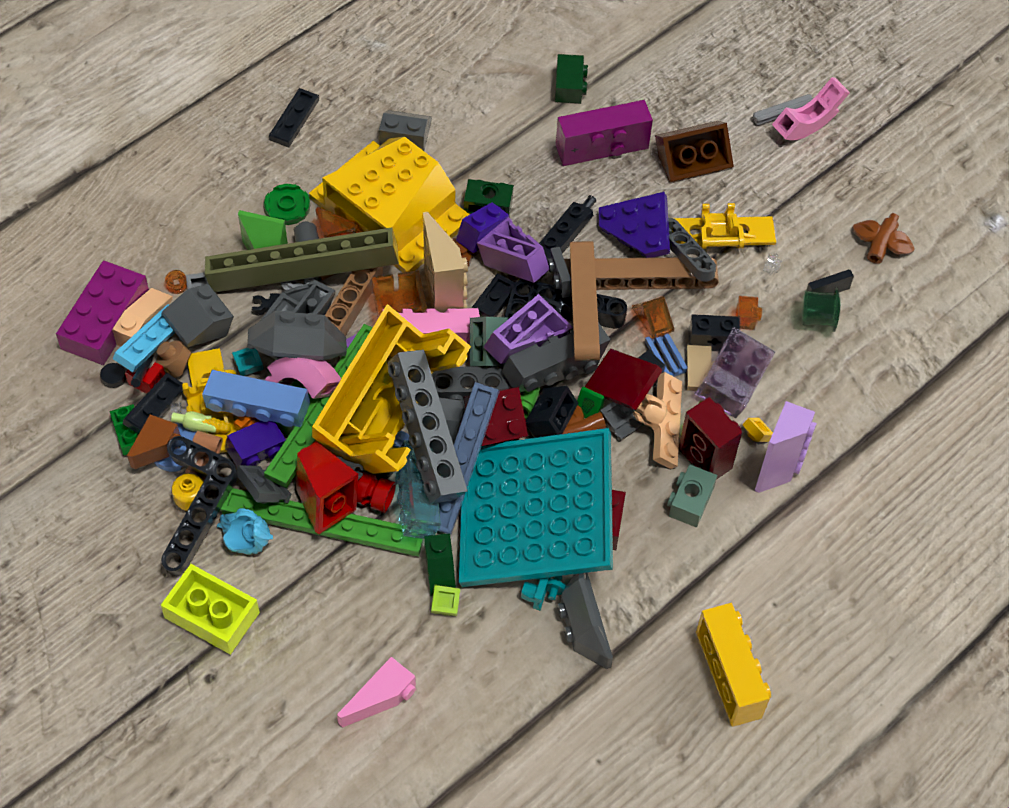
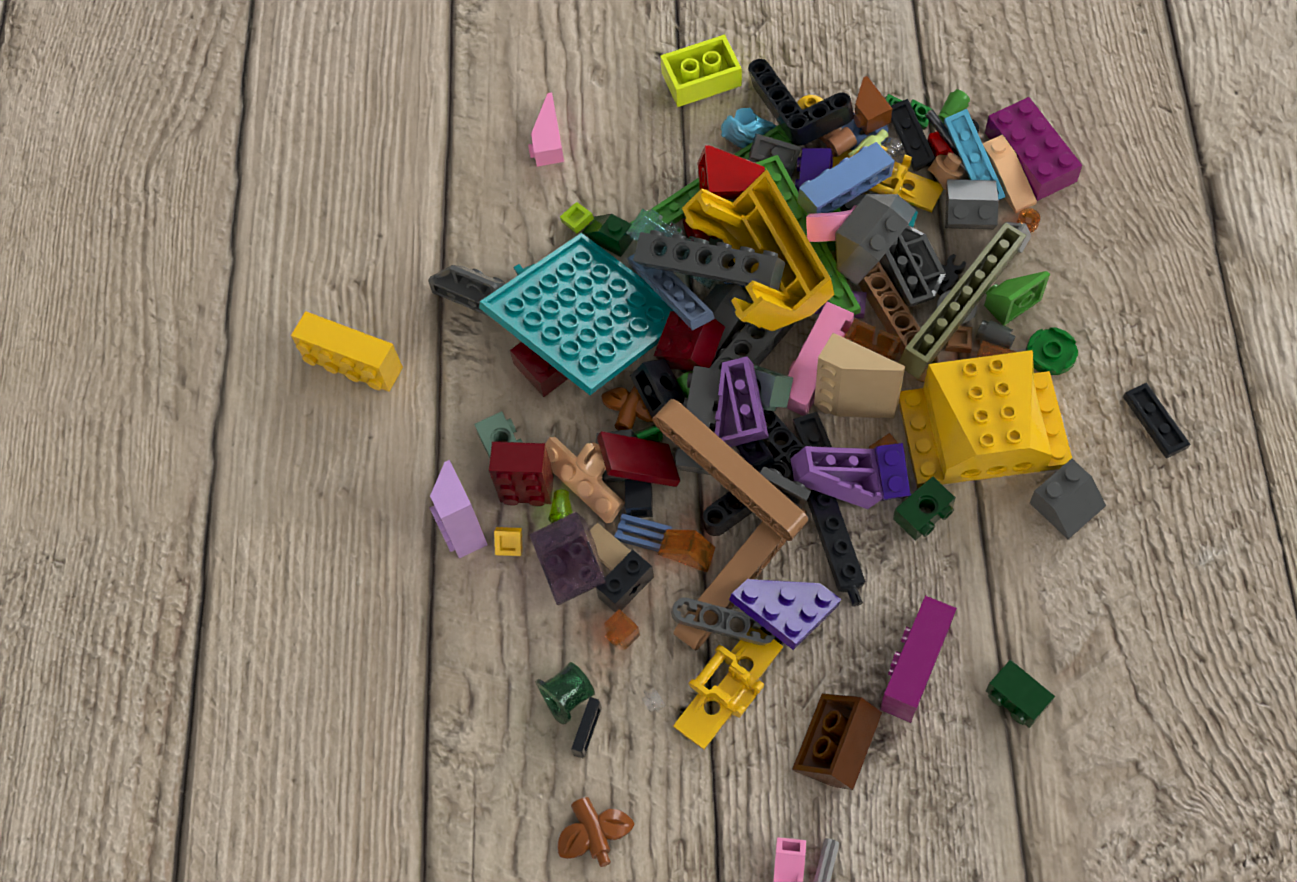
camera: 140 degrees right, 5 degrees up
(97, 395) = (955, 102): none -> bright green cone

